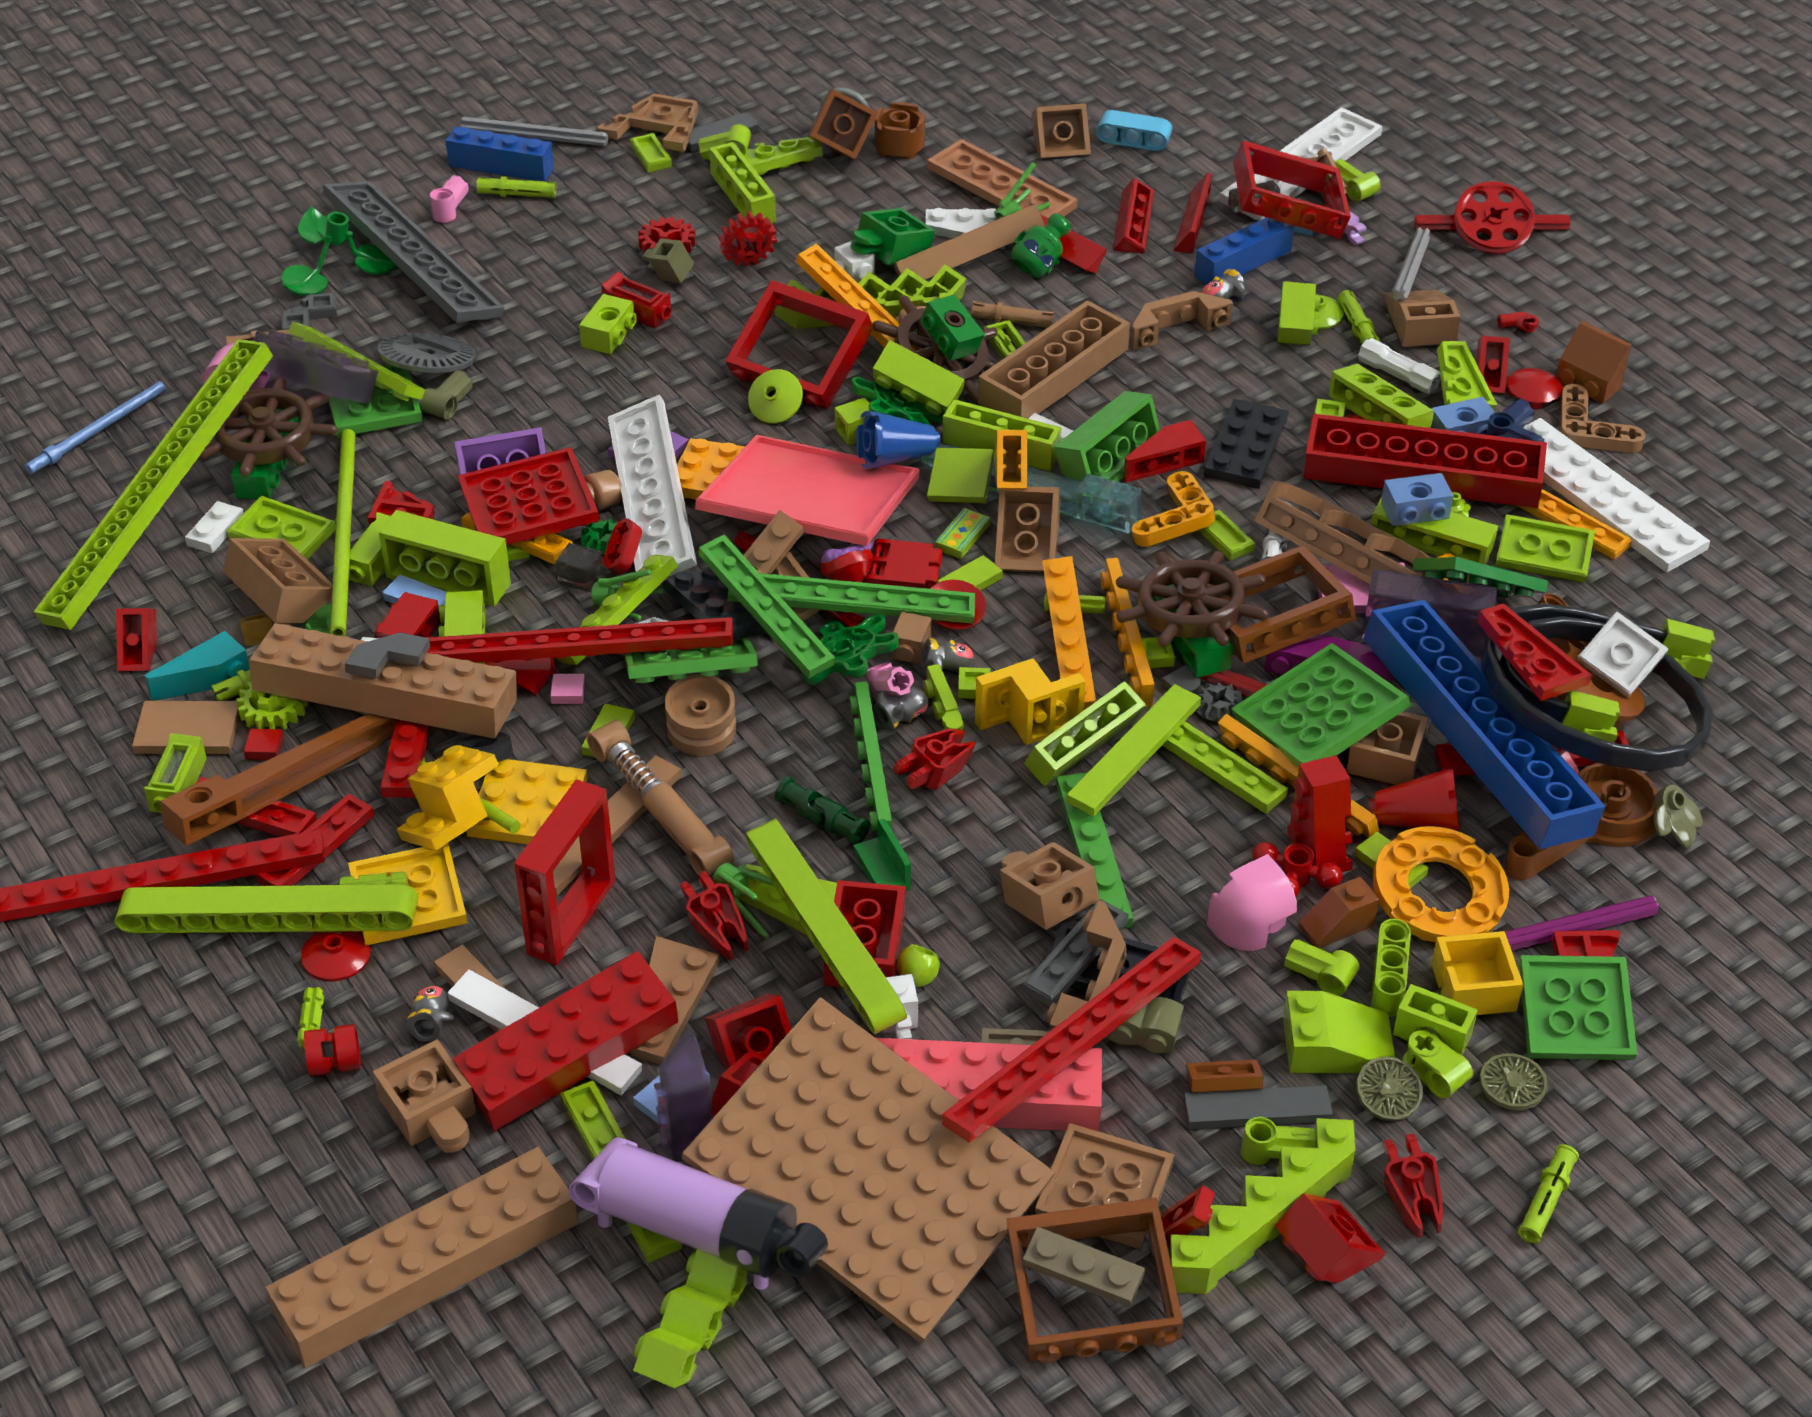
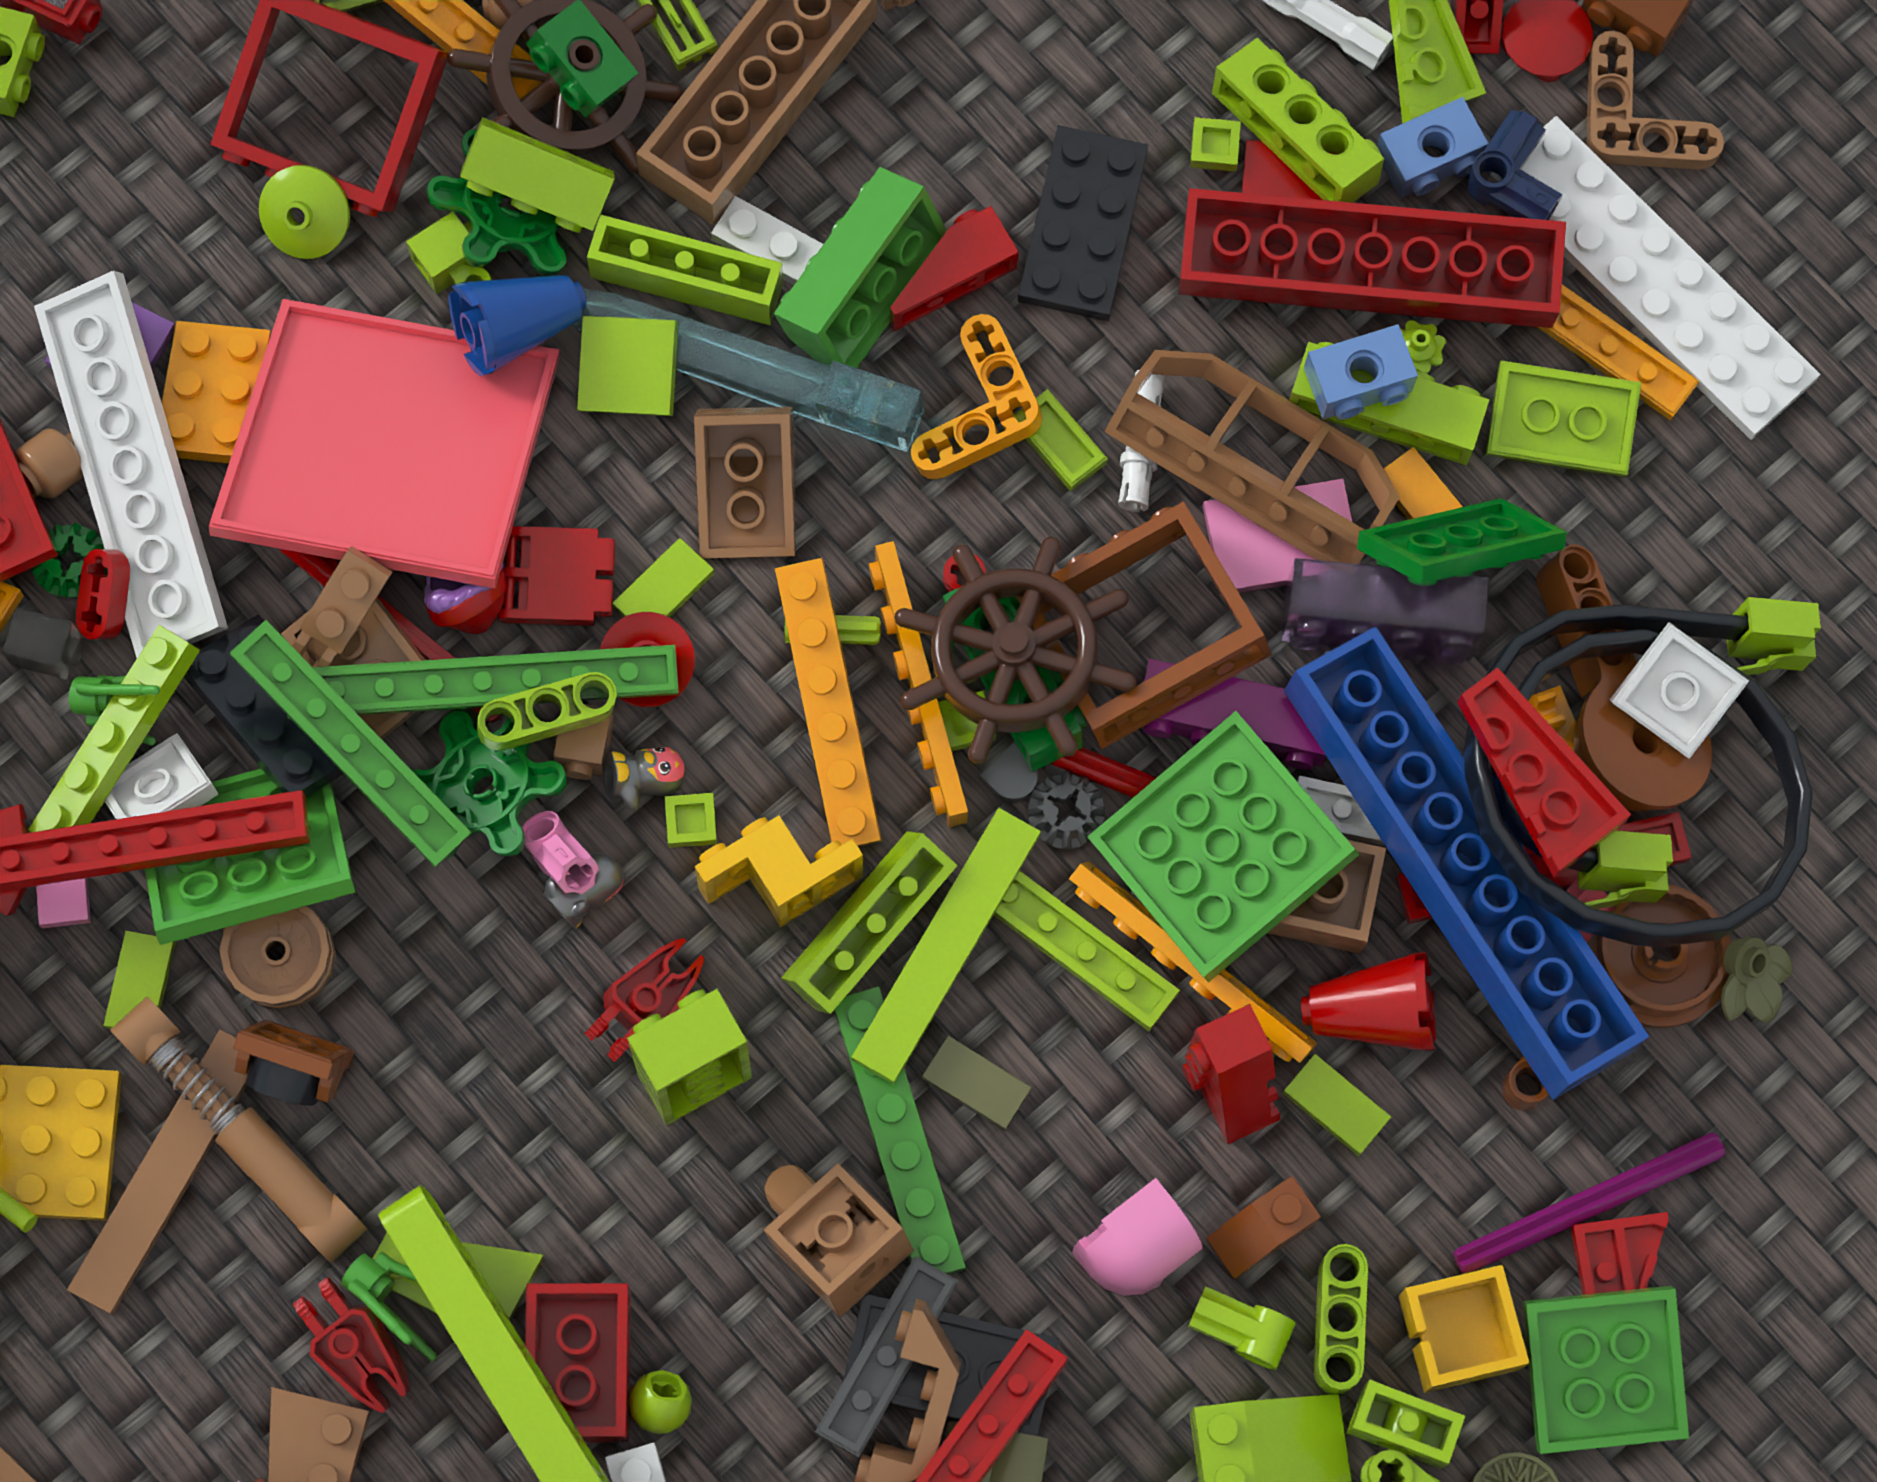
camera: 10 degrees left, 30 degrees up
(550, 927) = (123, 1336): red window -> none
(699, 764) = (290, 1063): none -> dark orange piece
(822, 810) = (491, 1114): dark green piece -> none
(869, 751) = (553, 1027): bright green plate -> none
(884, 858) = (588, 1204): green panel -> none
(890, 604) = (567, 698): none -> lime beam
(943, 703) = (650, 880): lime hinge -> none
(962, 533) = (642, 486): lime tile -> none
(962, 766) = (690, 1055): none -> lime brick
(1011, 459) = (708, 379): light orange slope -> none
(1148, 829) = (976, 1083): none -> olive tile
(1299, 867) = (1185, 1184): red piece -> none
(1450, 847) = (1475, 1134): light orange plate -> none

